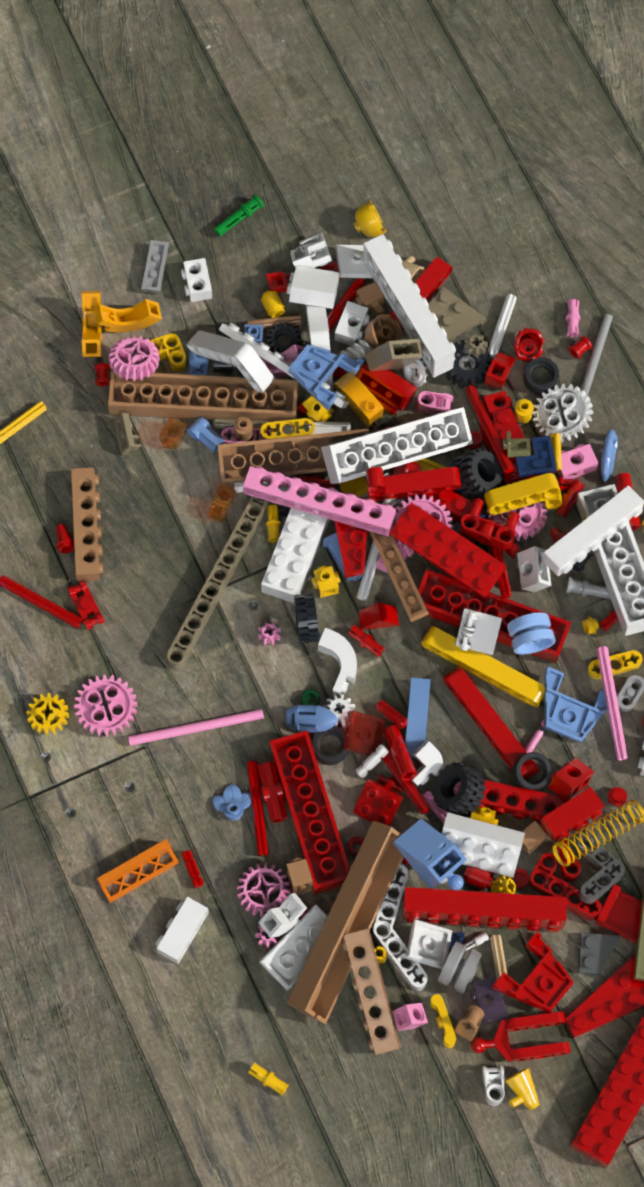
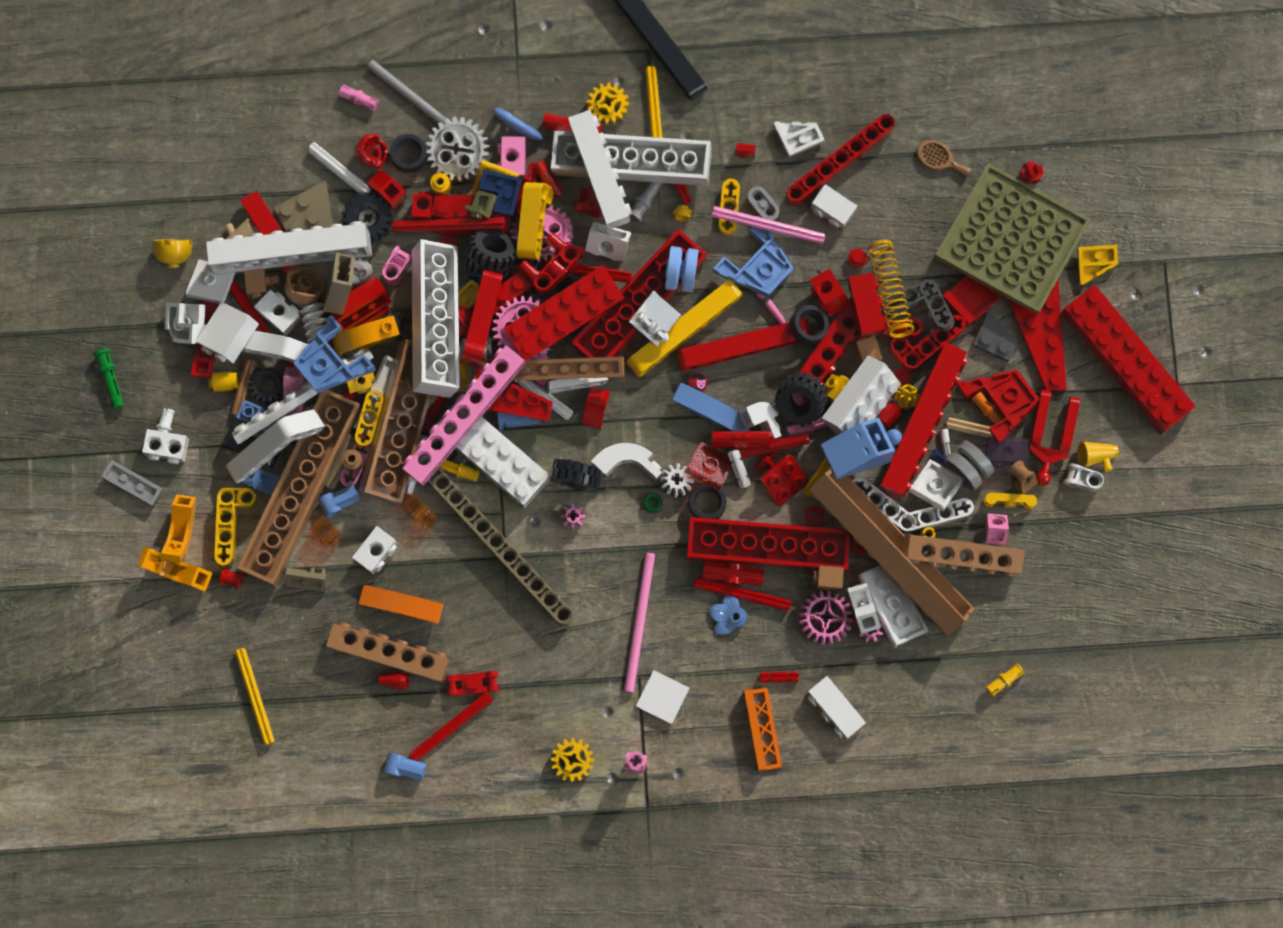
camera: 70 degrees left, 10 degrees up
(62, 764) = (635, 762): none -> bright pink piece
(123, 700) = (586, 682): bright pink gear -> none
(133, 518) = (401, 604): none -> orange slope
(134, 358) = (223, 551): bright pink gear -> none
(134, 772) = (662, 697): none -> white tile
(166, 472) = (380, 539): none -> white brick
(219, 272) = (165, 420): none -> white pin
(310, 718) = (675, 510): medium blue piece -> none
(326, 581) = (546, 447): yellow brick -> none
(366, 641) = (616, 427): red pin -> none
(386, 581) = (560, 385): none -> white plate
(391, 714) = (699, 432): red axle -> none
(438, 697) = (698, 381): none -> tile
(475, 350) = (360, 205): dark tan gear -> none
(525, 967) = (987, 408): none -> orange pin
(580, 347) = (393, 104): red bush -> none

